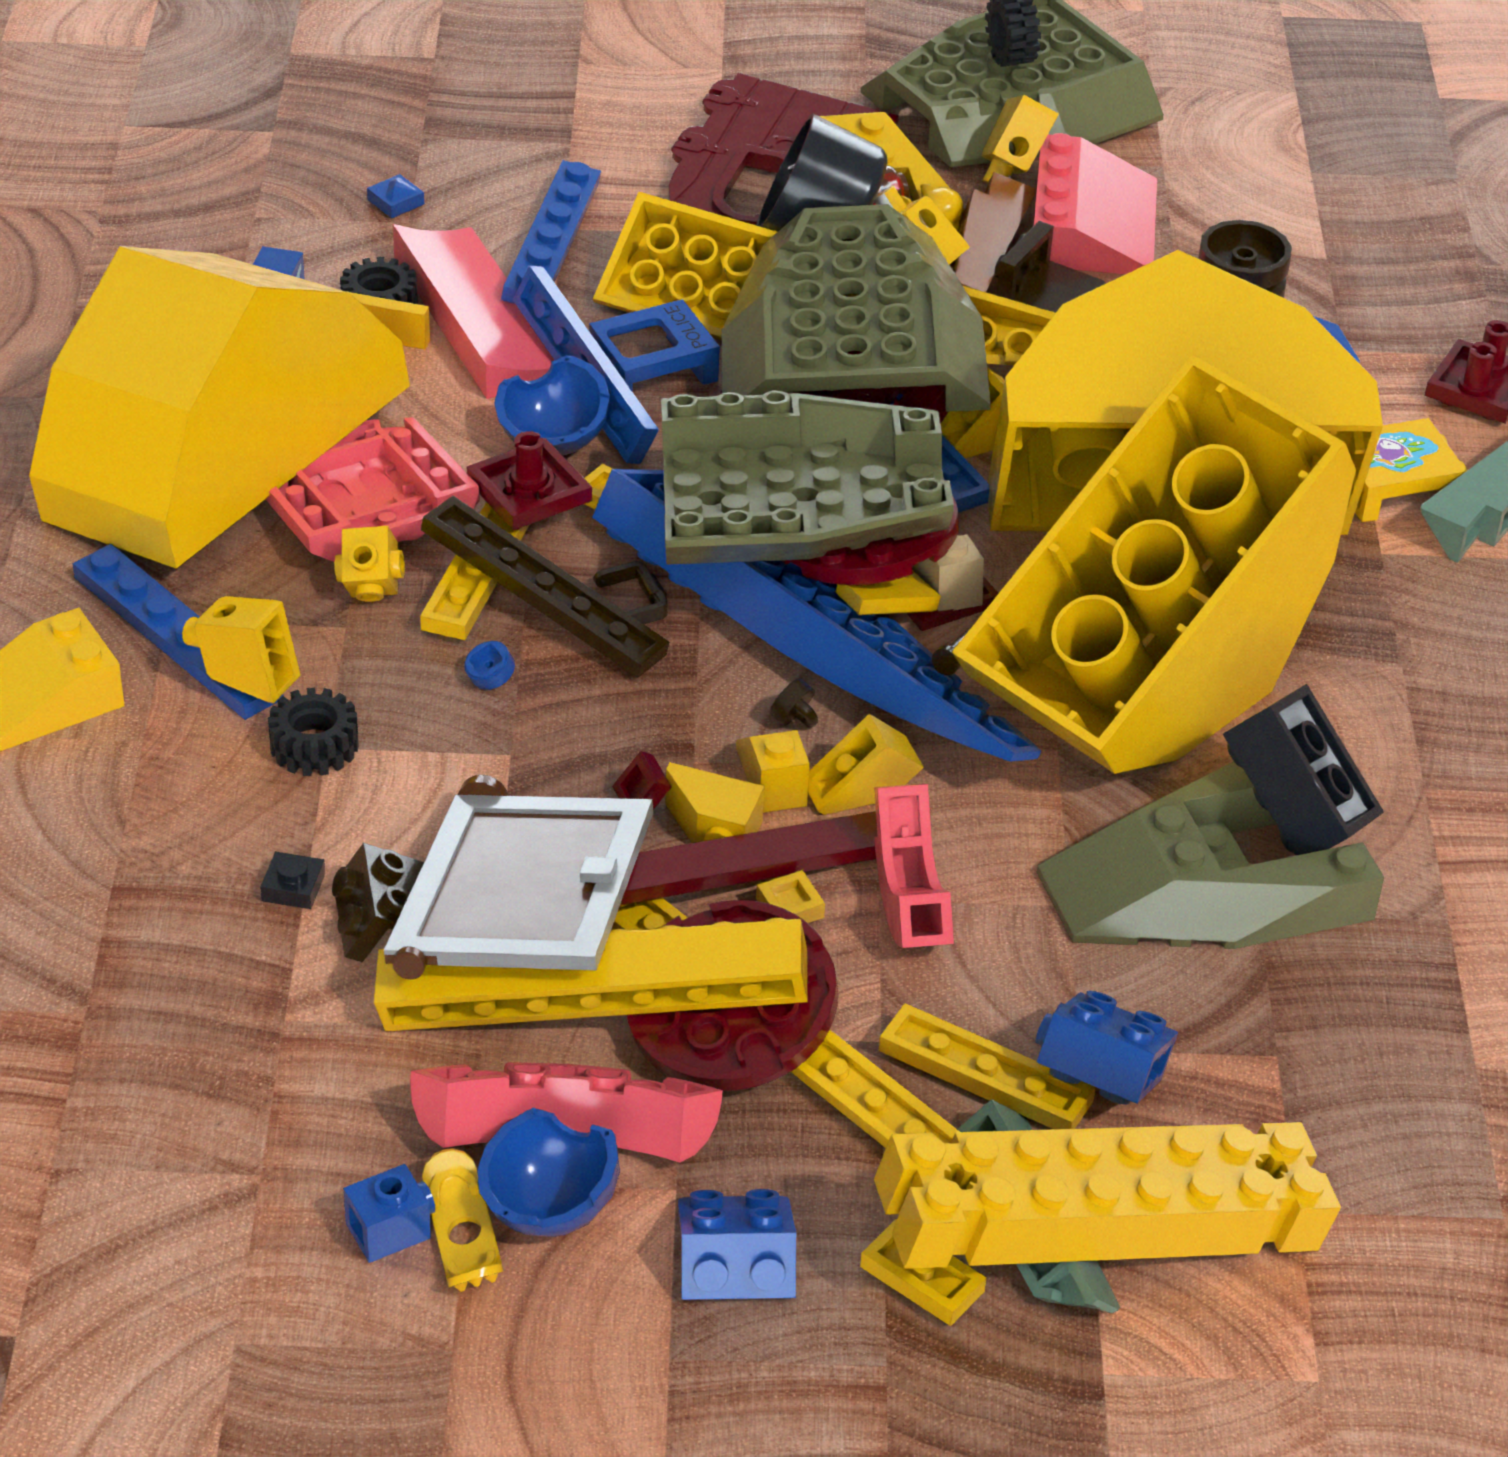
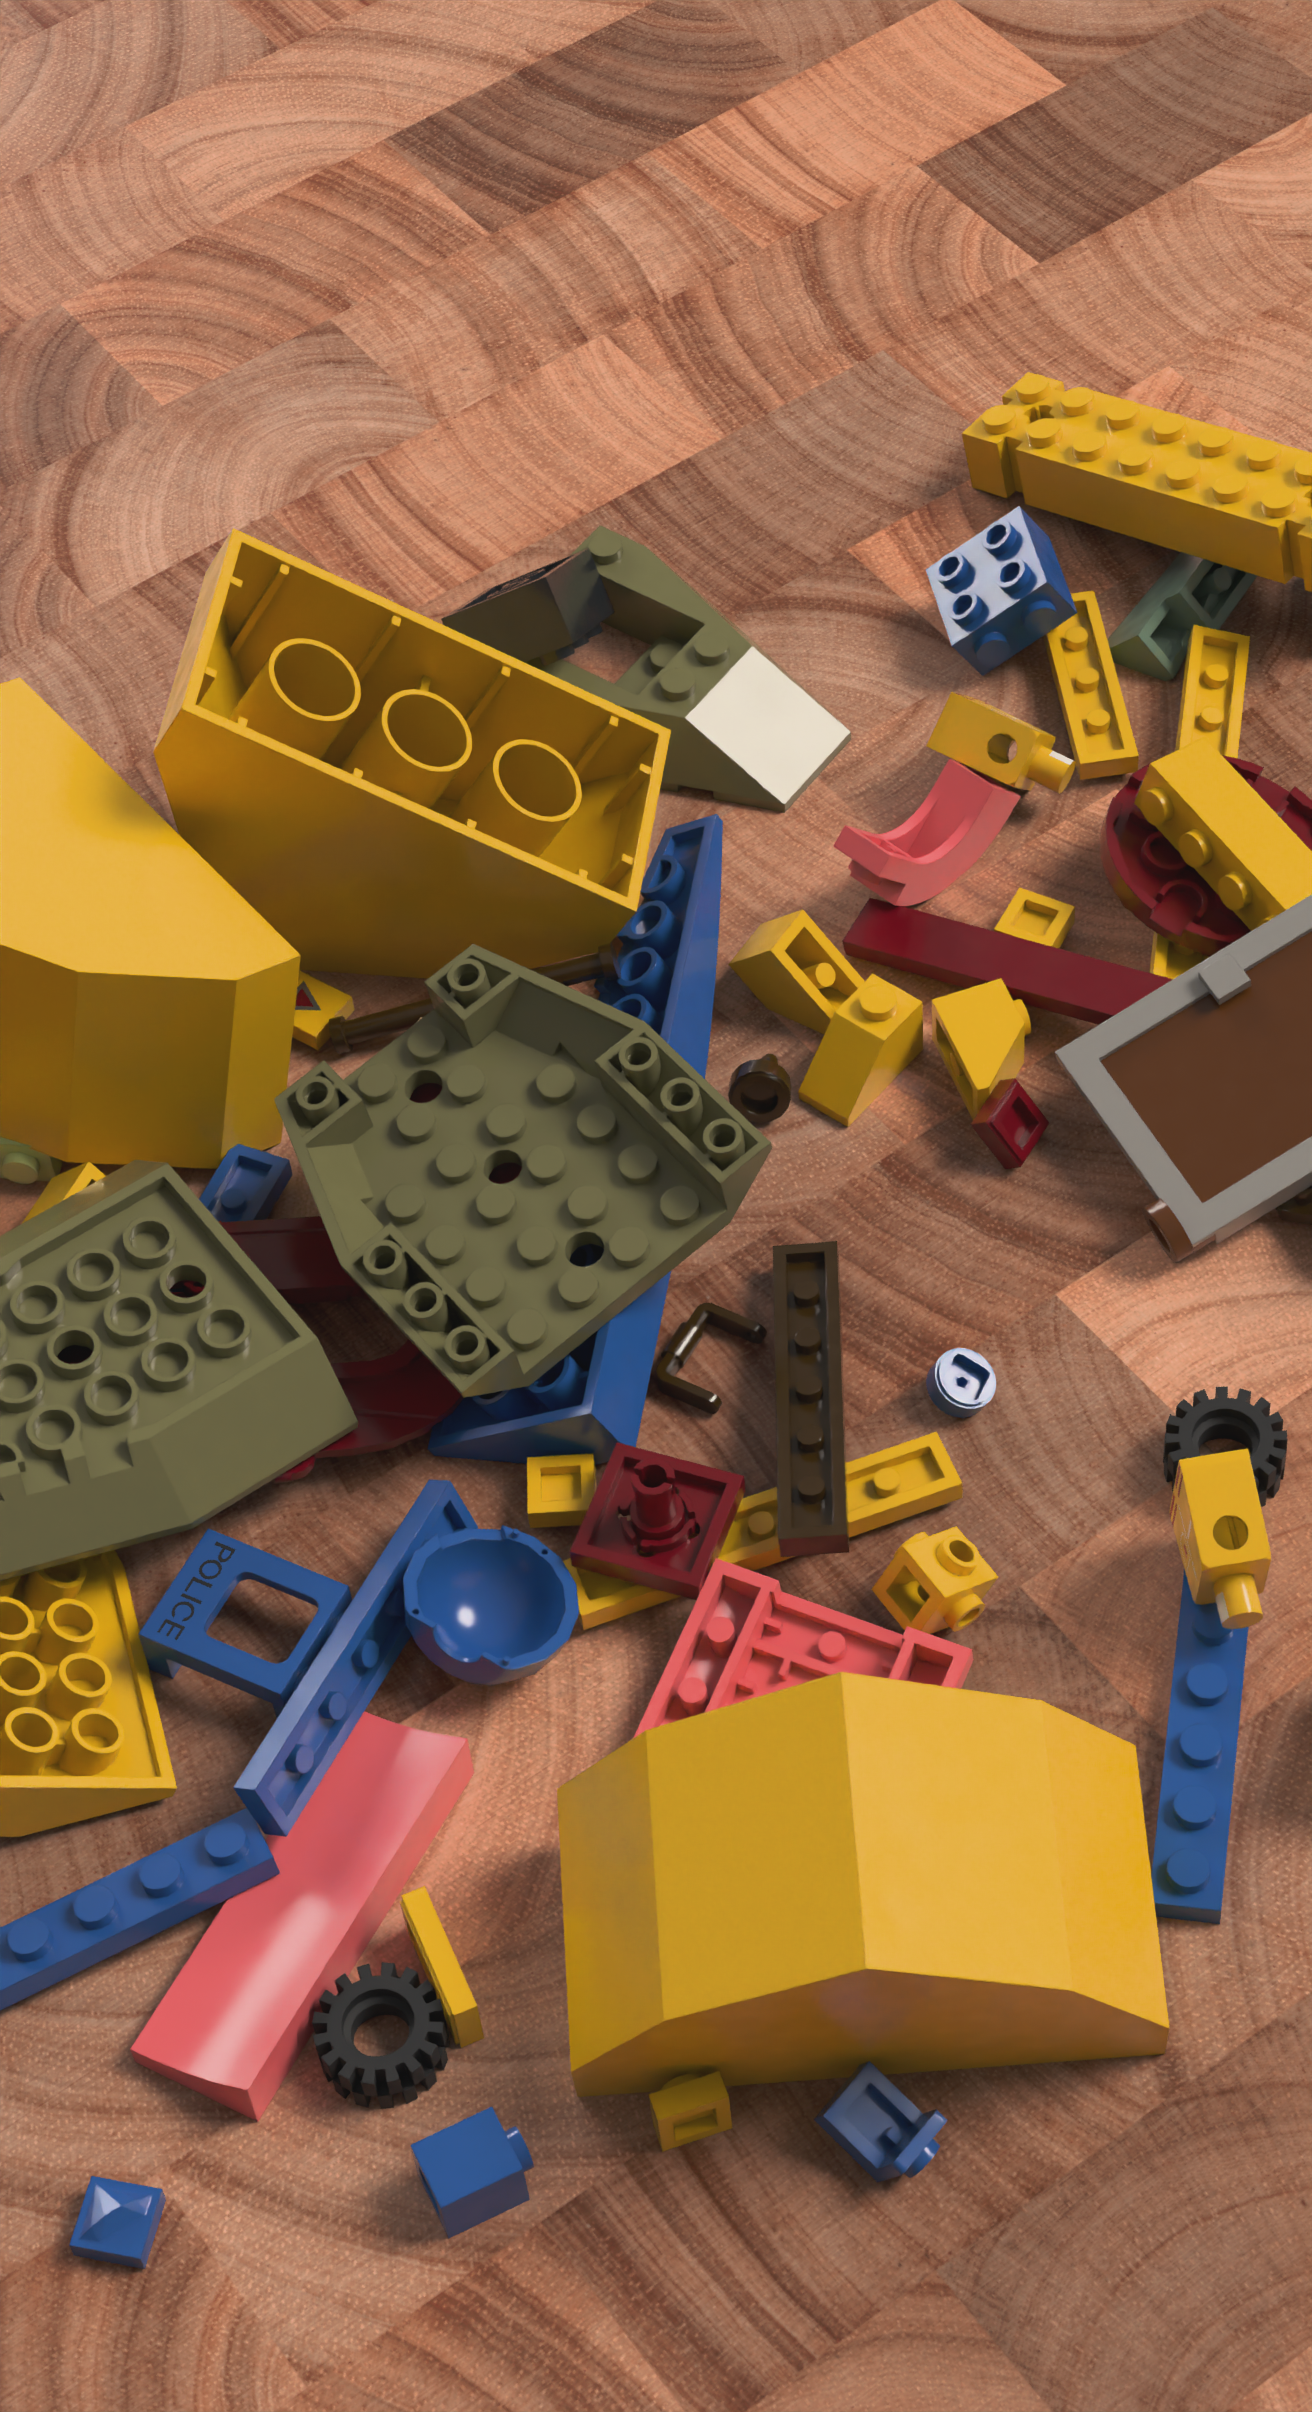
camera: 120 degrees left, 10 degrees up
(957, 953) = (982, 739): none -> yellow torso

